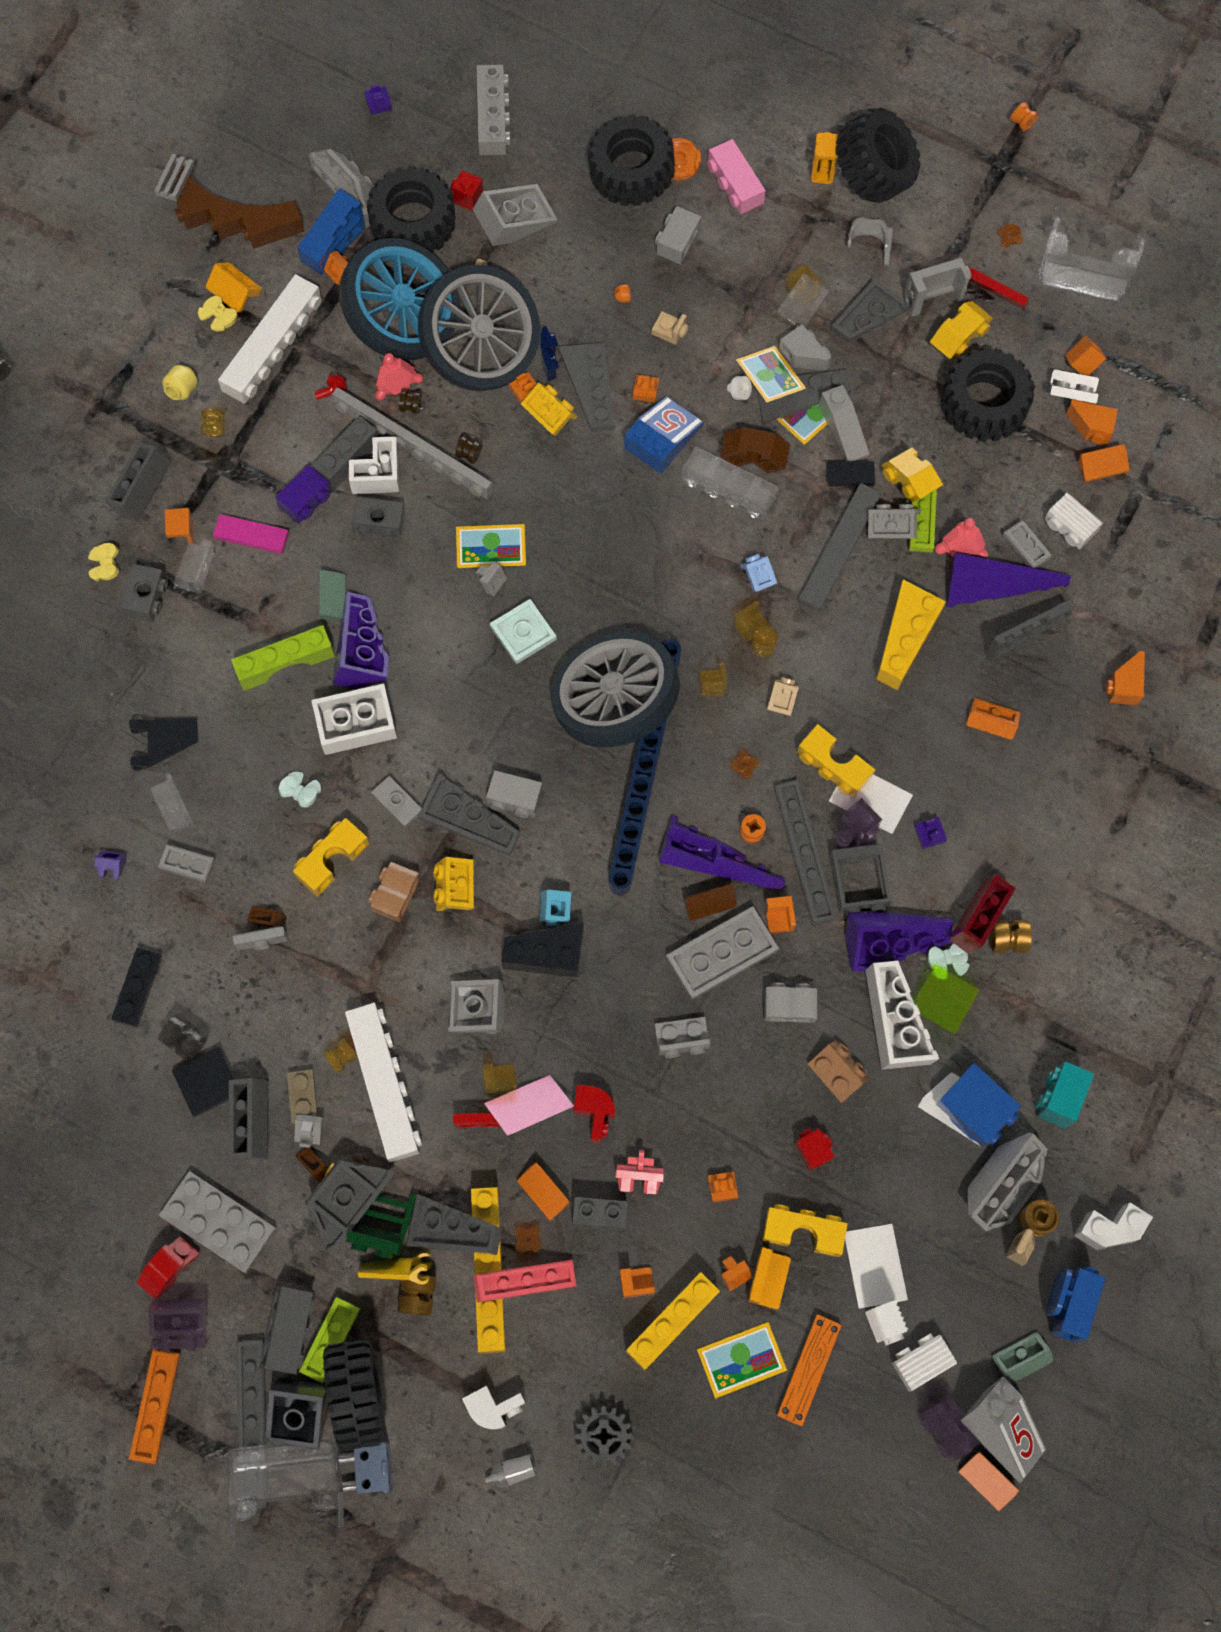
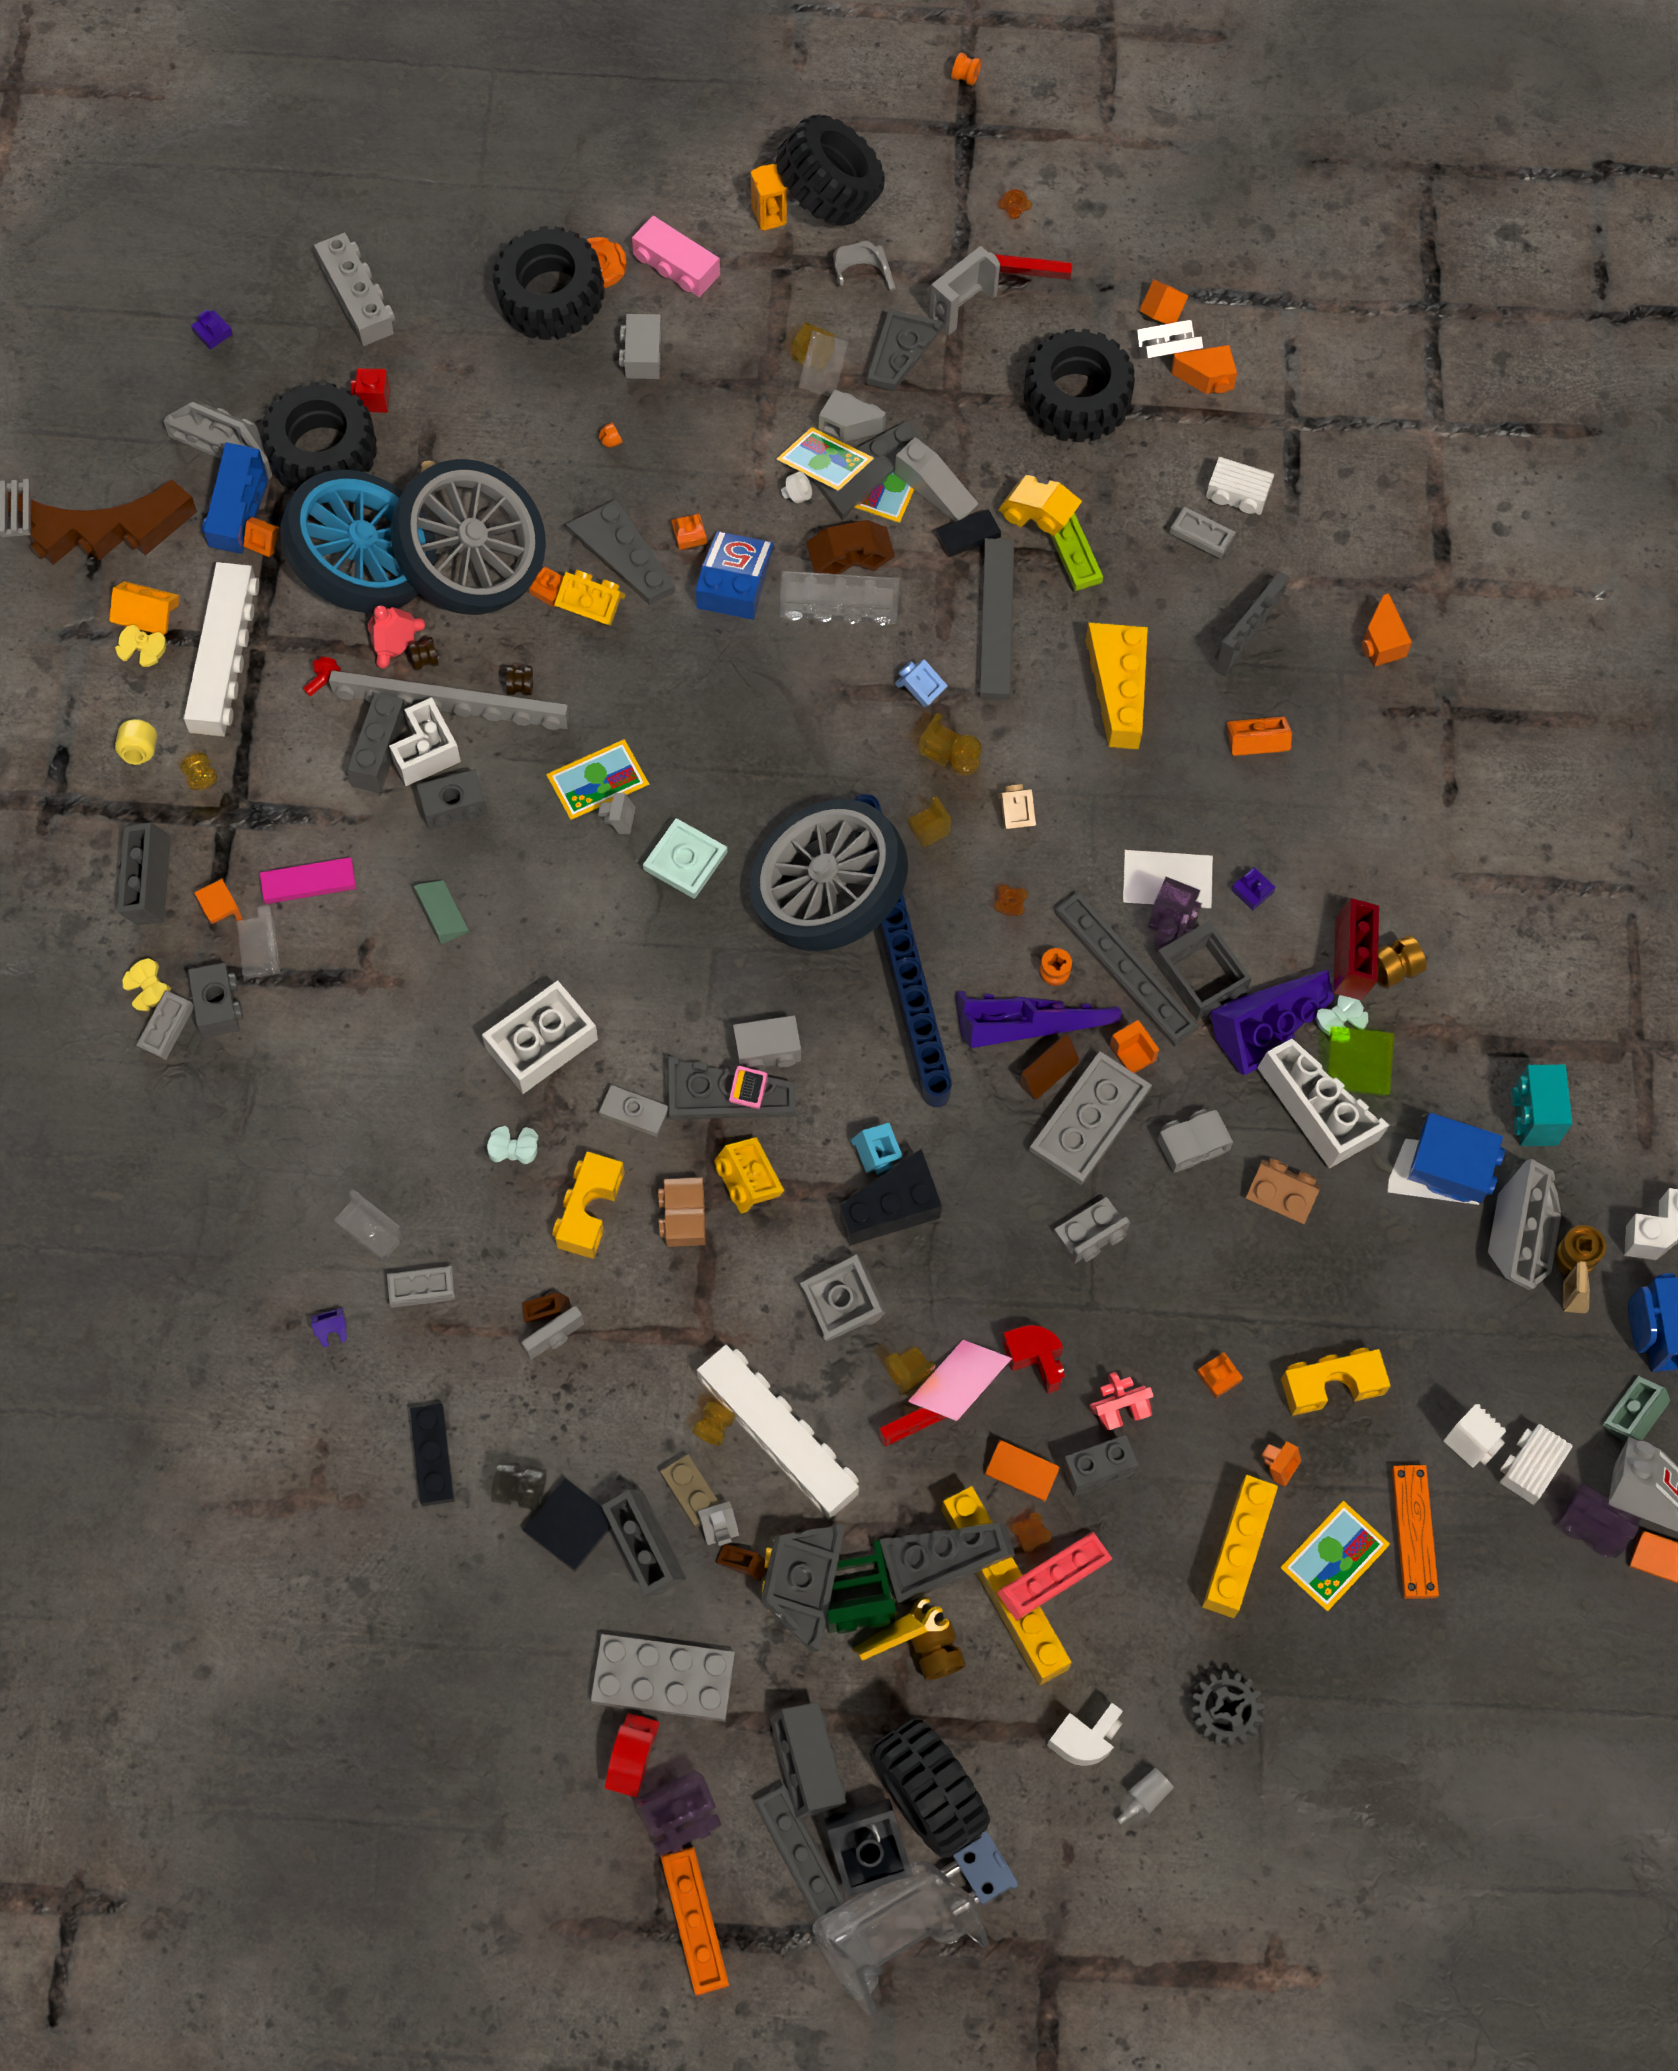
camera: 25 degrees left, 5 degrees down
(102, 597) = (165, 1025): none -> light grey plate
(165, 739) = (321, 1156): black flag -> none
(259, 665) = (396, 1023): lime arch -> none
(303, 494) = (350, 809): dark purple brick -> none
(333, 1330) = (861, 1735): lime plate -> none
(360, 650) = (504, 957): dark purple wedge -> none
(483, 821) = (748, 1087): none -> slope
(513, 213) = (438, 395): light grey slope -> none
(548, 353) = (562, 544): clear blue slope -> none
(636, 1282) = (1177, 1524): orange panel -> none
(670, 327) = (684, 453): tan bracket -> none
(769, 1279) = (1321, 1452): light orange panel -> none
(814, 1148) = (1300, 1286): red brick -> none
(849, 776) = (1132, 865): yellow arch -> none
(875, 1266) = (1429, 1385): white sticker -> none
(893, 523) = (1045, 566): light grey bracket -> none
(957, 332) = (1013, 327): yellow brick -> none
(963, 539) = (1132, 555): coral rock -> none
(983, 579) = (1174, 587): dark purple wedge -> none
(1086, 274) = (1122, 214): clear windscreen -> none
(1103, 463) = (1240, 410): orange slope -> none

